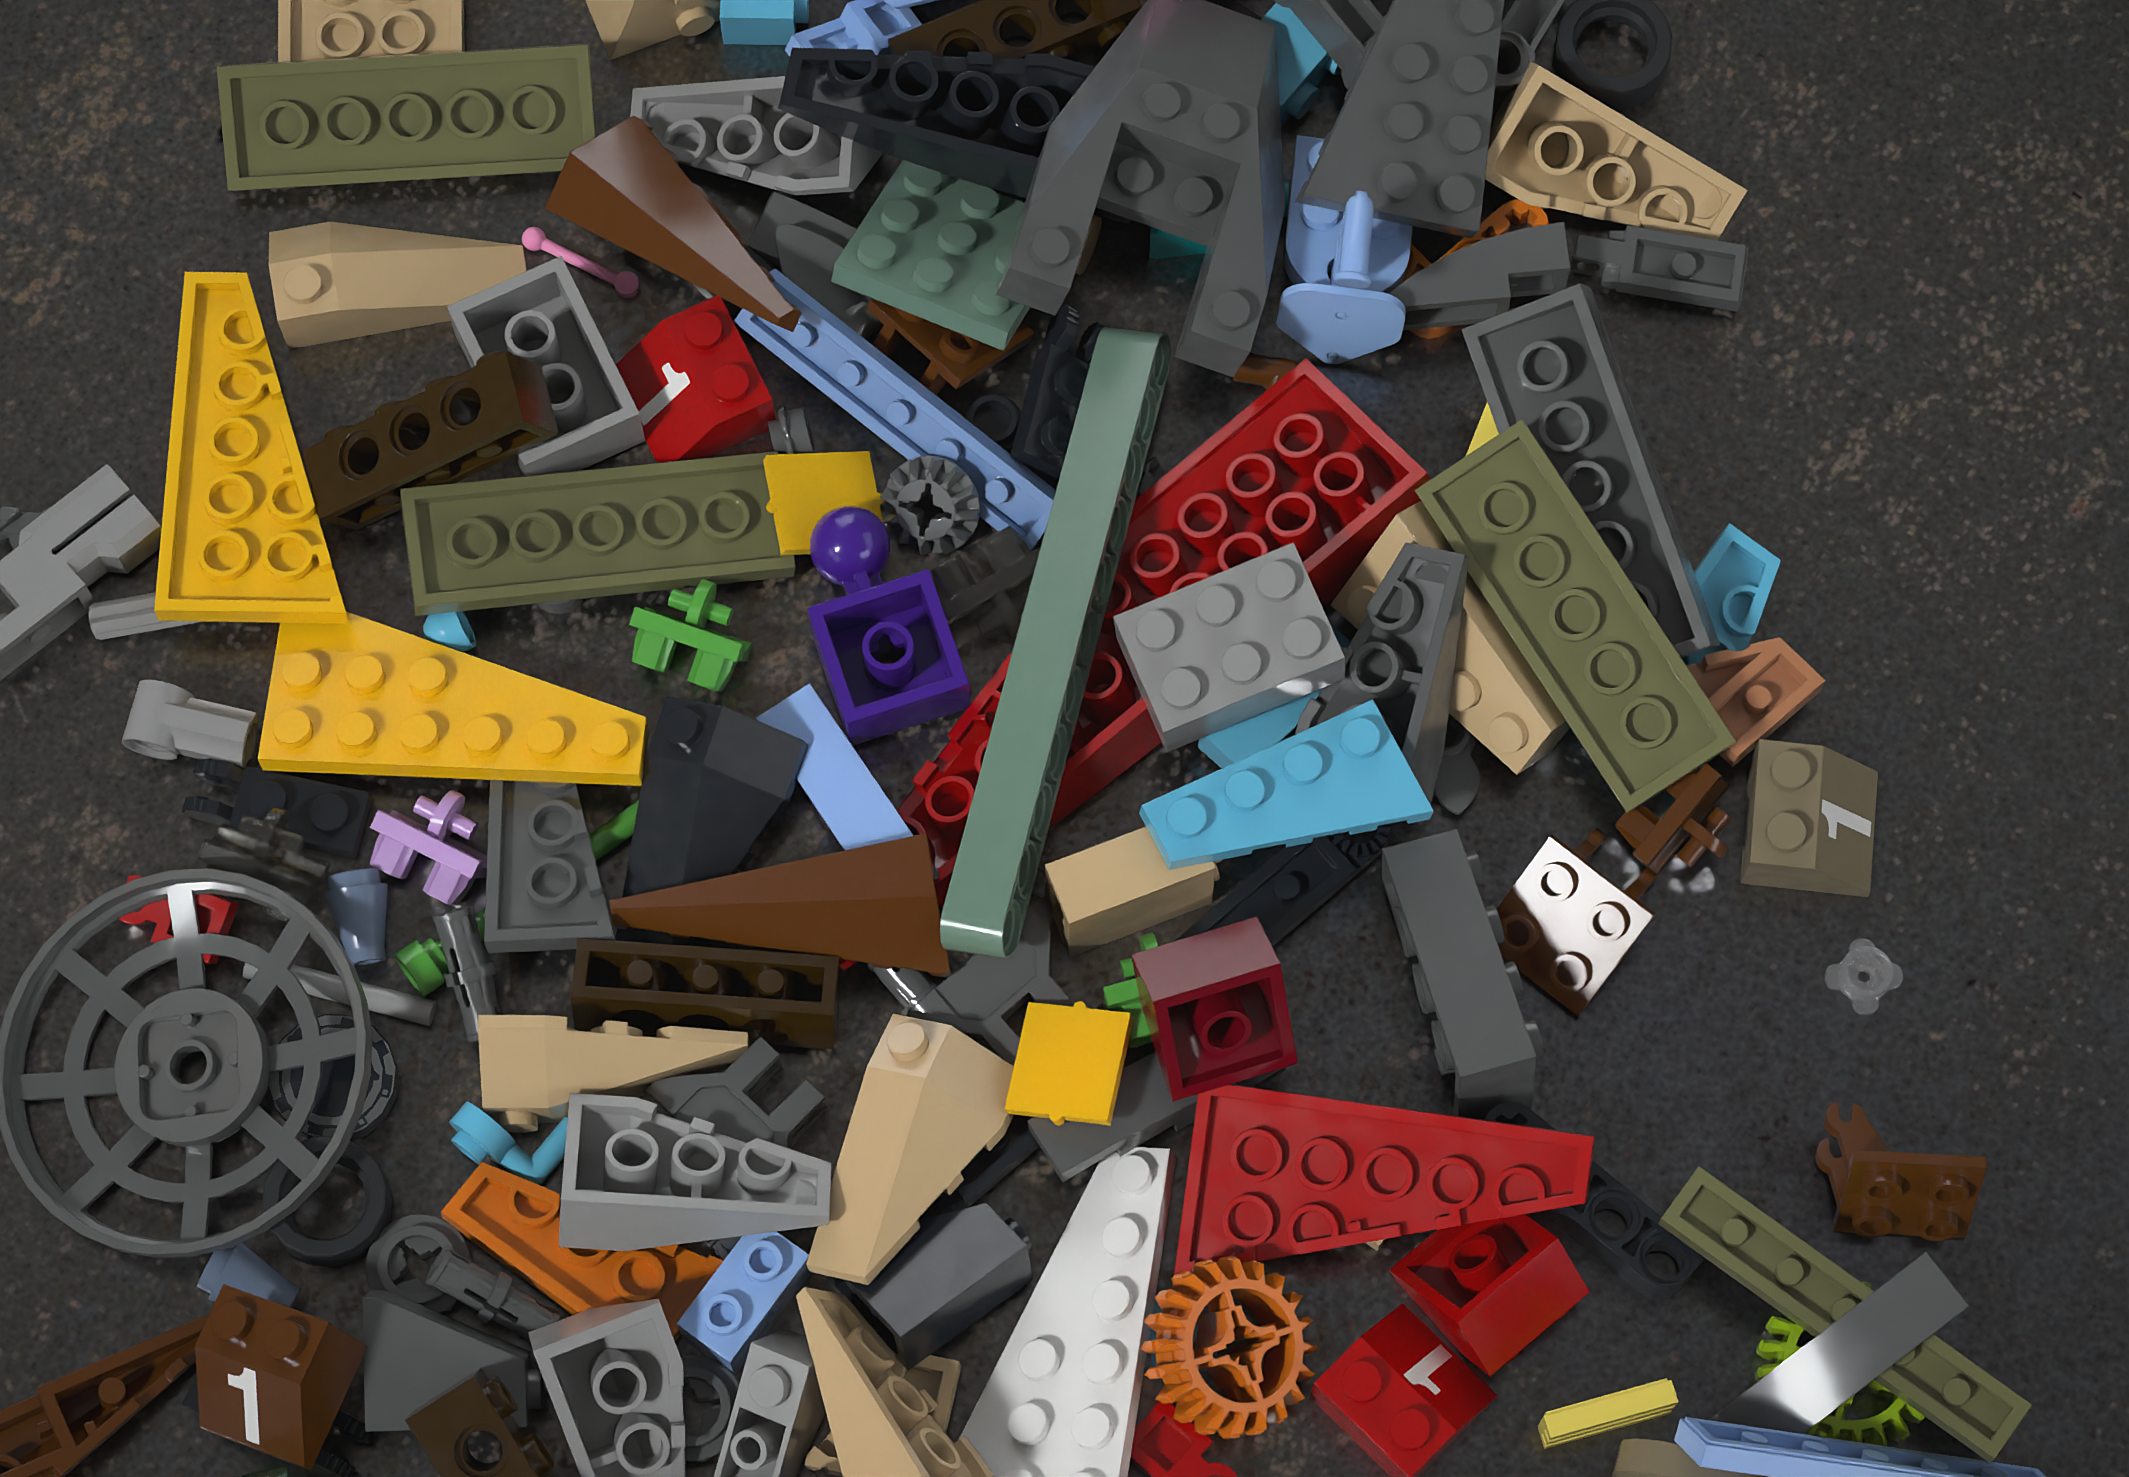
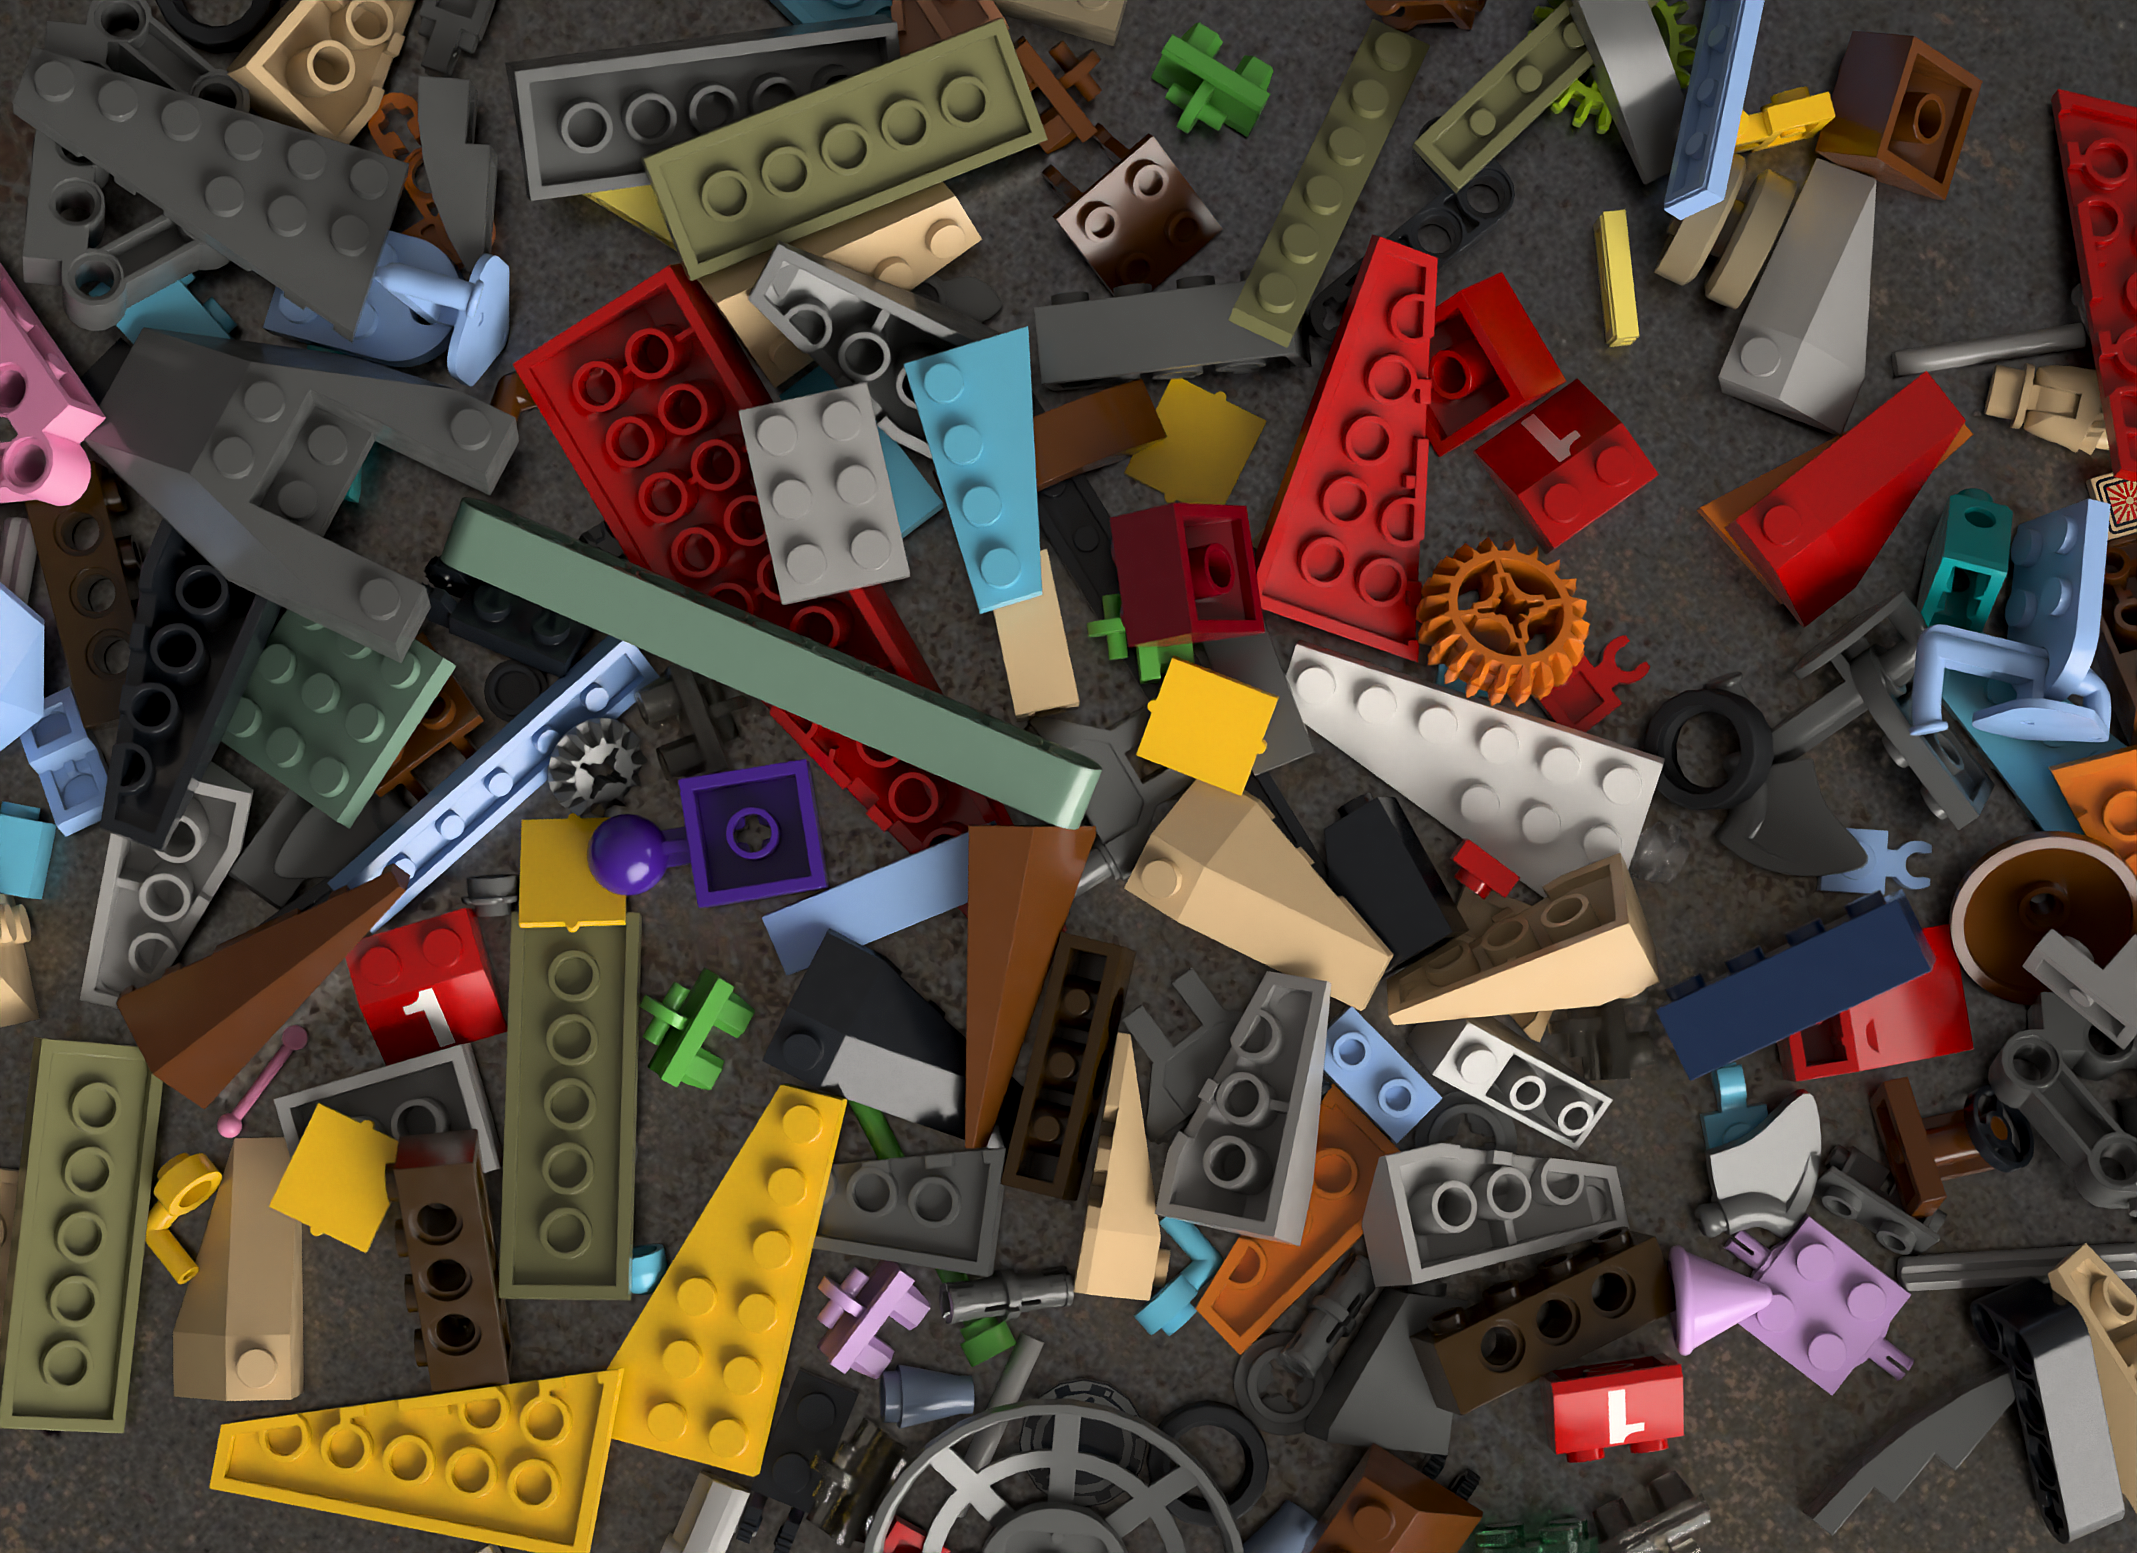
camera: 85 degrees left, 15 degrees up
(467, 202) = (181, 1187): none -> yellow plate
(493, 315) = (338, 1178): none -> yellow piece
(970, 1365) = (1481, 871): none -> red plate
(1341, 906) = (1093, 432): none -> reddish brown arch
(1353, 1026) = (1203, 446): none -> yellow piece
(1641, 1092) = (1329, 184): none -> olive plate
(1711, 974) = (1209, 88): none -> bright green hips

